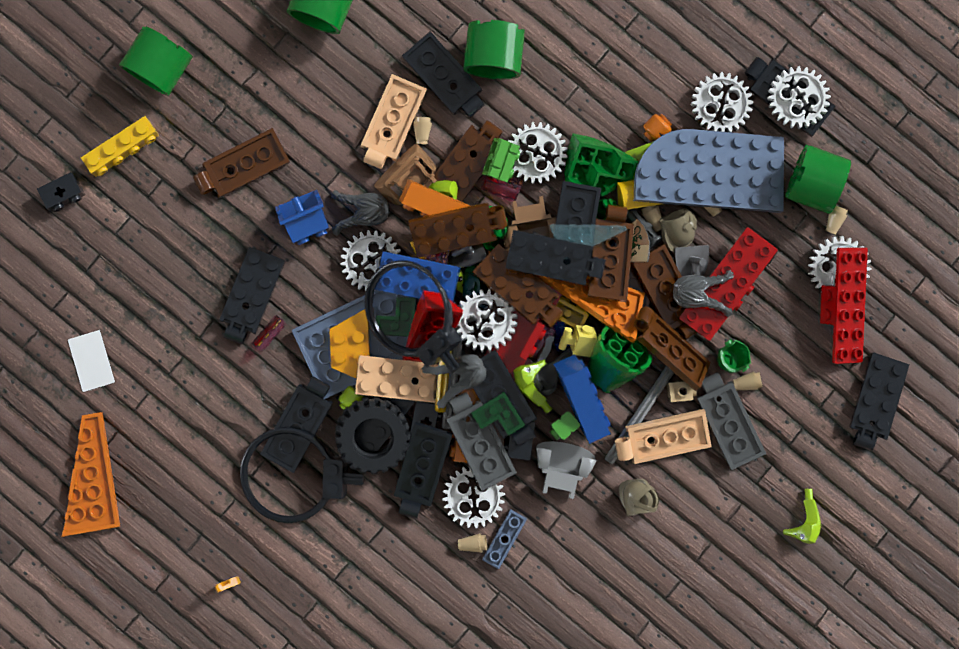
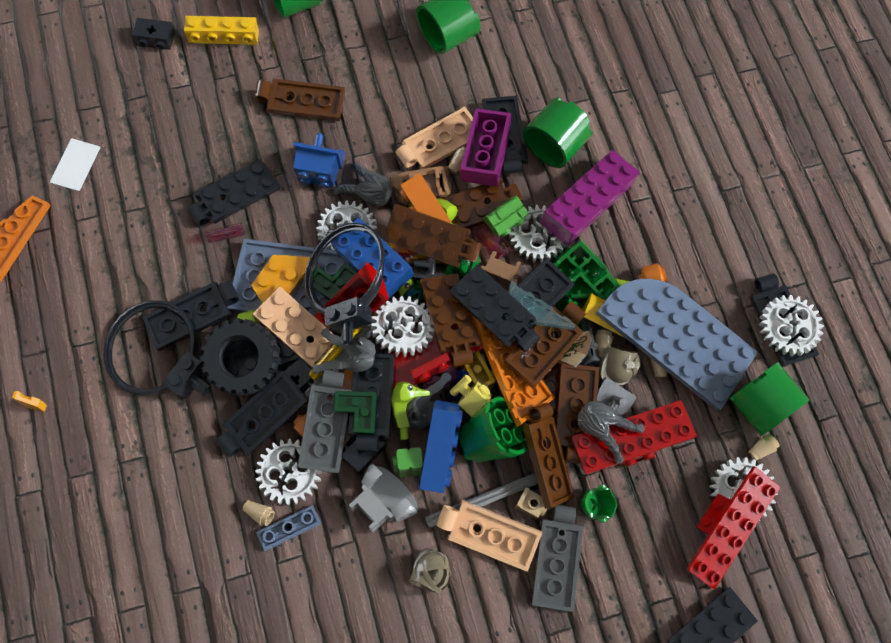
camera: 30 degrees right, 15 degrees down
(441, 107) = (486, 147): none -> magenta brick
(560, 92) = (589, 197): none -> magenta brick
(705, 98) = (732, 303): white gear -> none
(748, 382) = (598, 536): tan cone -> none

